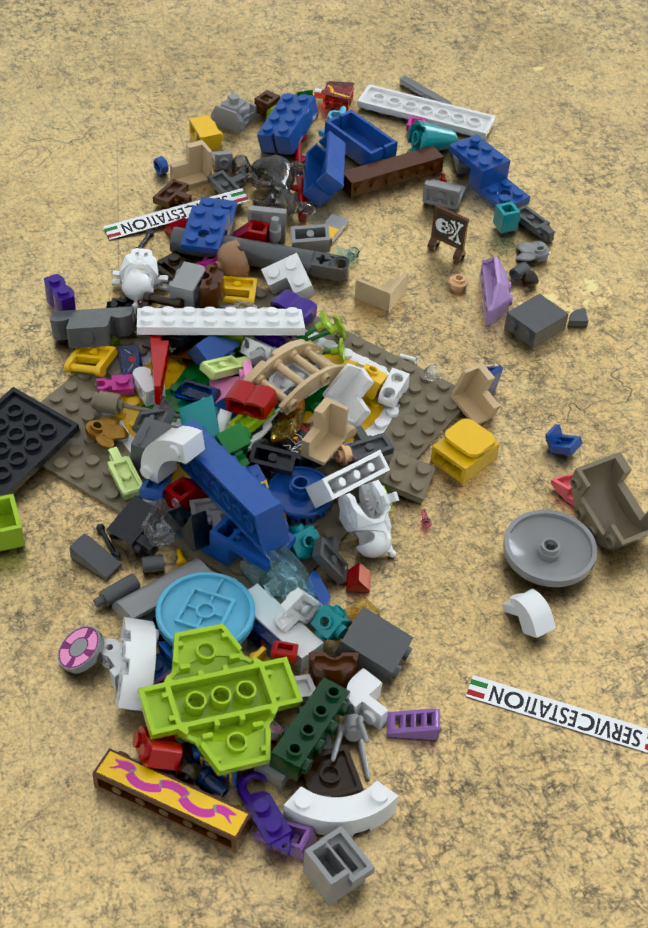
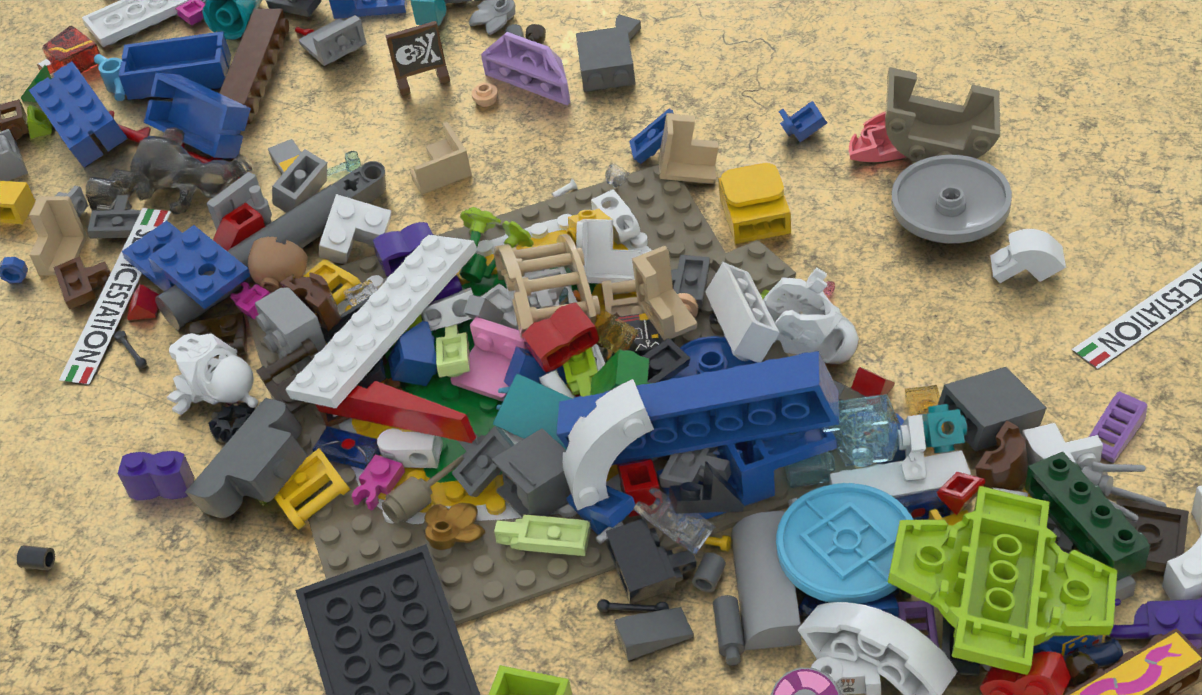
camera: 45 degrees left, 0 degrees up
(193, 391) = (473, 397): clear blue tile -> none

